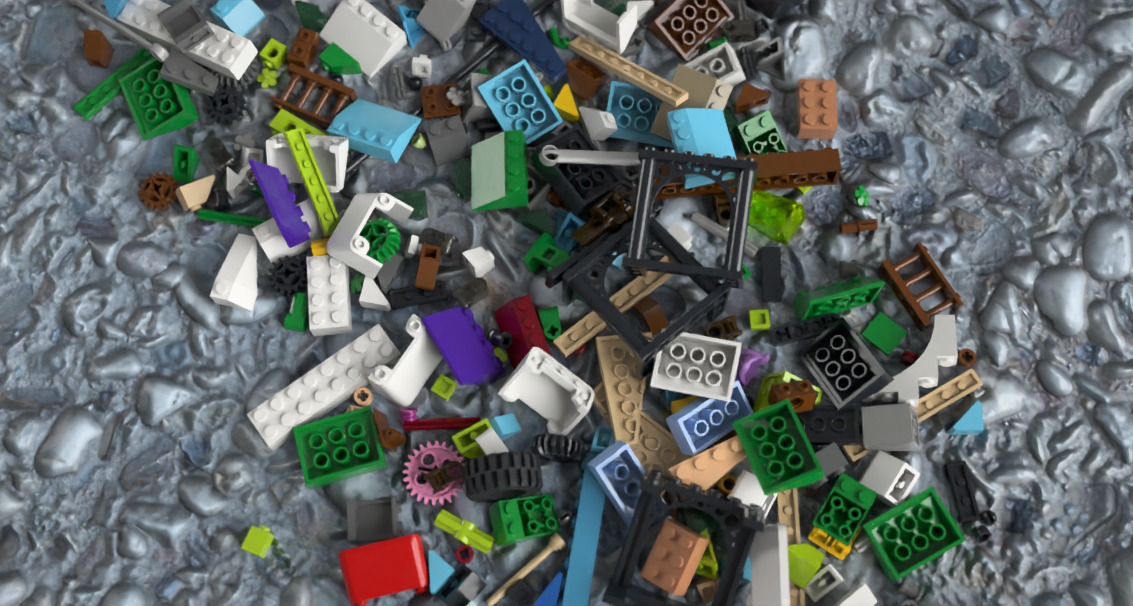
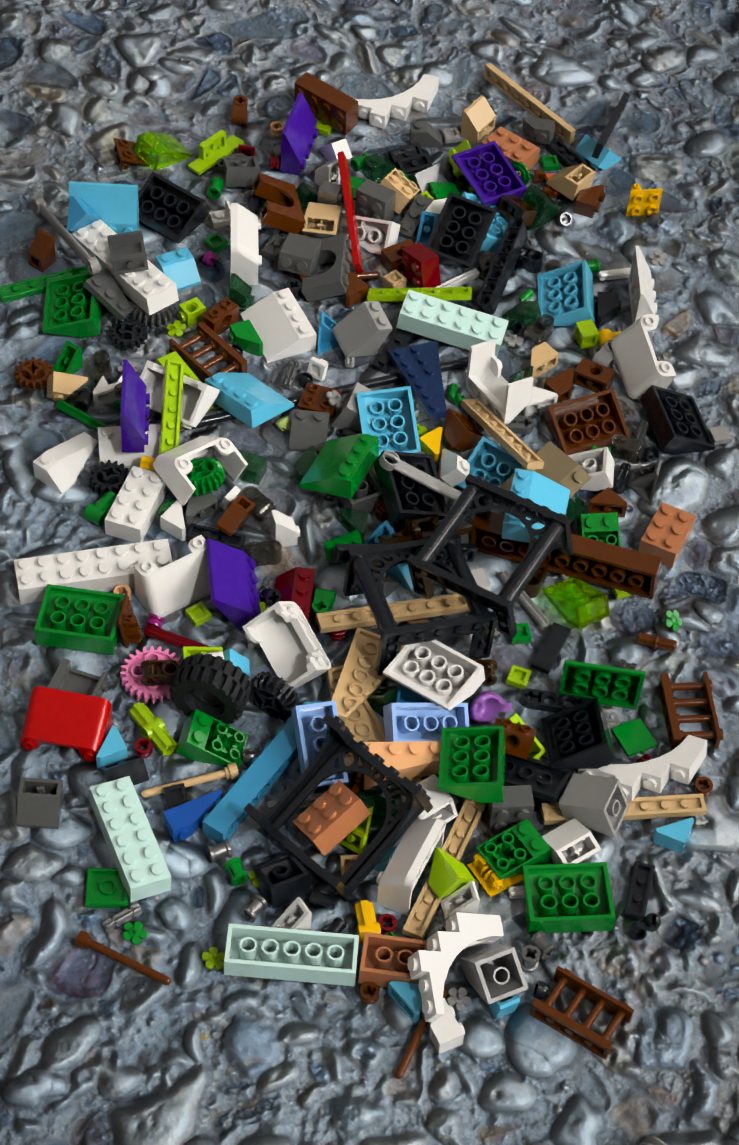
camera: 20 degrees right, 20 degrees down
(653, 401) = (381, 697): none -> clear green slope

